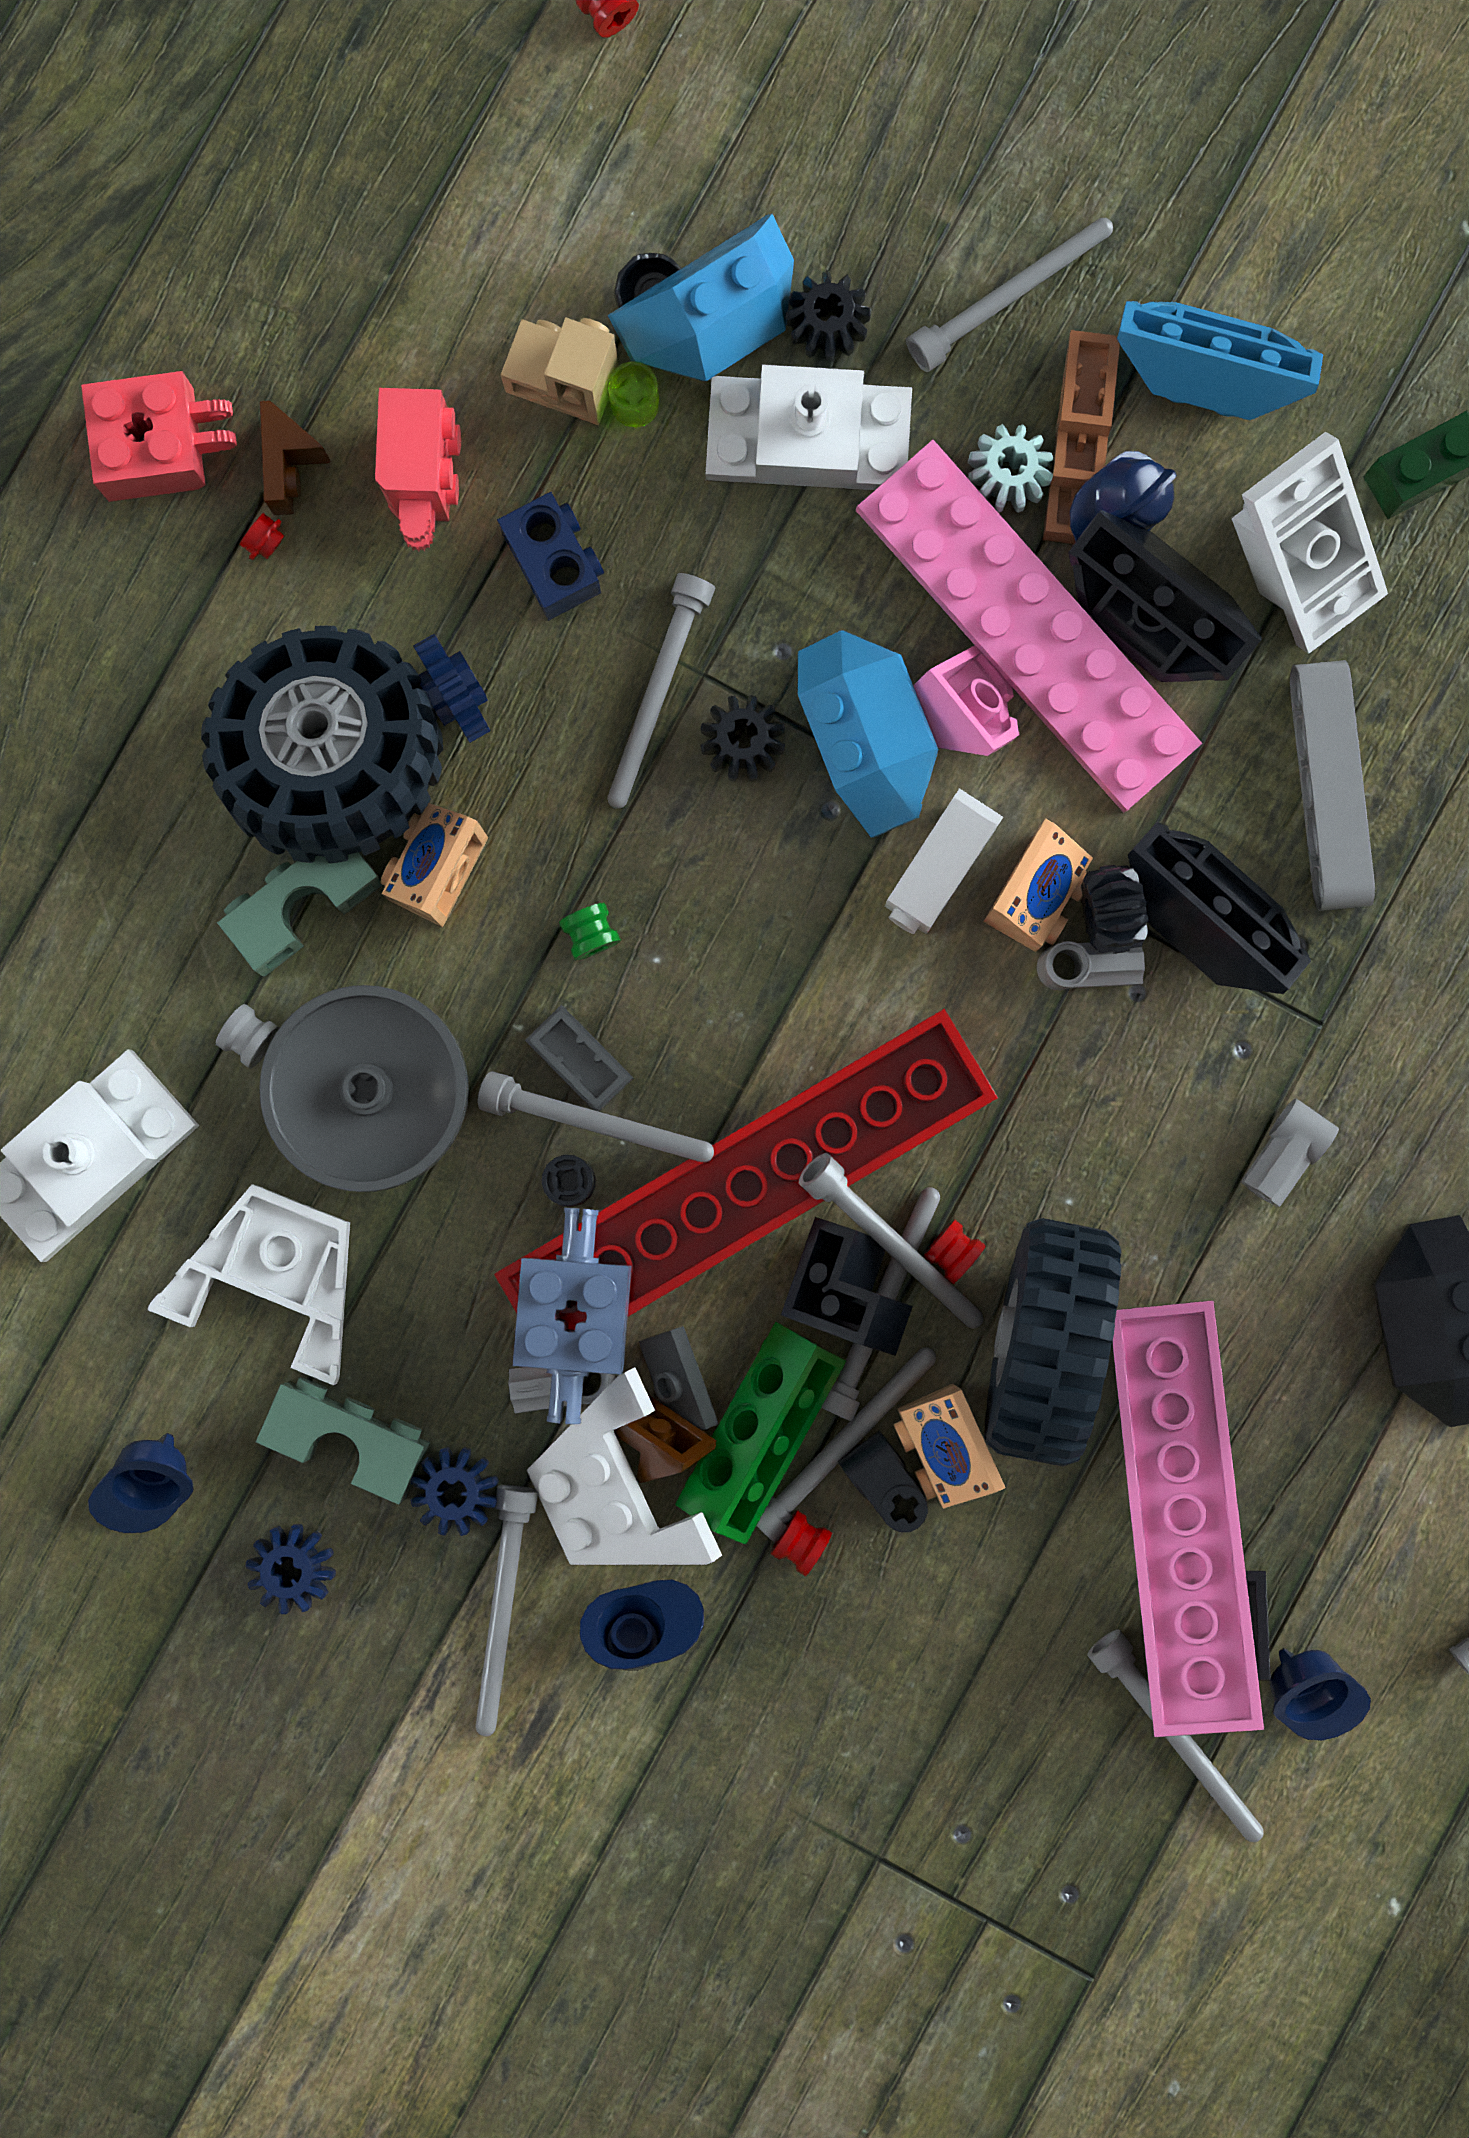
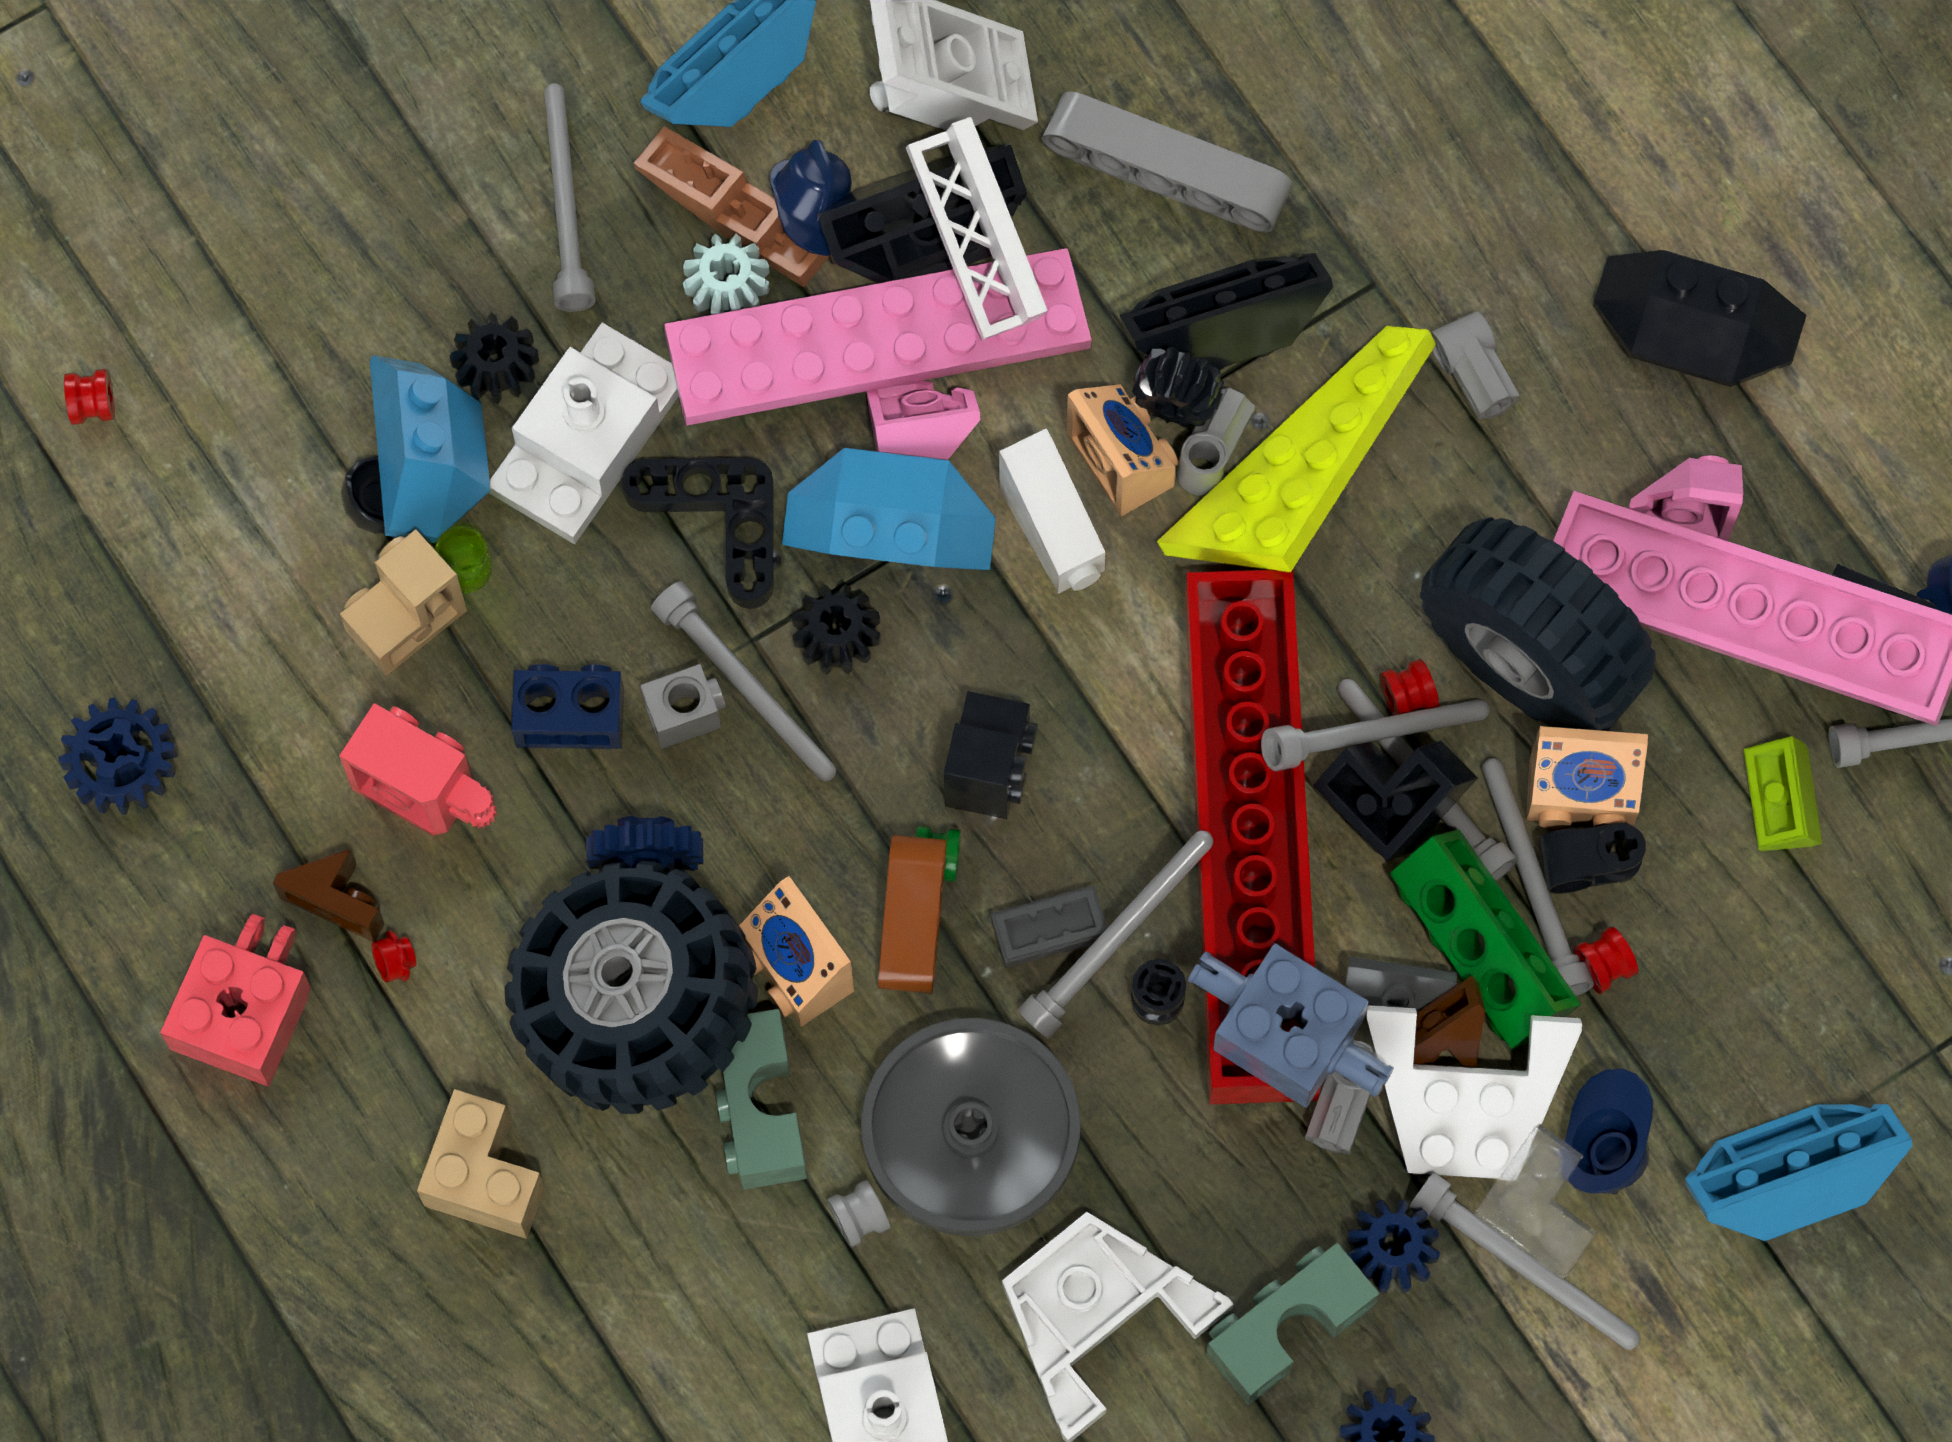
camera: 65 degrees left, 15 degrees down
(108, 699) = (467, 1176): none -> tan brick
(286, 214) = (129, 775): none -> dark blue gear
(520, 940) = (912, 914): none -> dark orange beam
(546, 1585) = (1524, 1204): none -> clear plate
(599, 627) = (677, 727): none -> light grey brick
(699, 926) = (986, 755): none -> black brick
(701, 1797) = (1798, 1168): none -> dark azure wedge
(807, 596) = (738, 507): none -> black beam
(1037, 1618) = (1782, 795): none -> lime slope
(1083, 1050) = (1291, 481): none -> neon yellow wing
(1178, 665) = (995, 224): none -> white fence
(1267, 1410) = (1696, 495): none -> bright pink slope

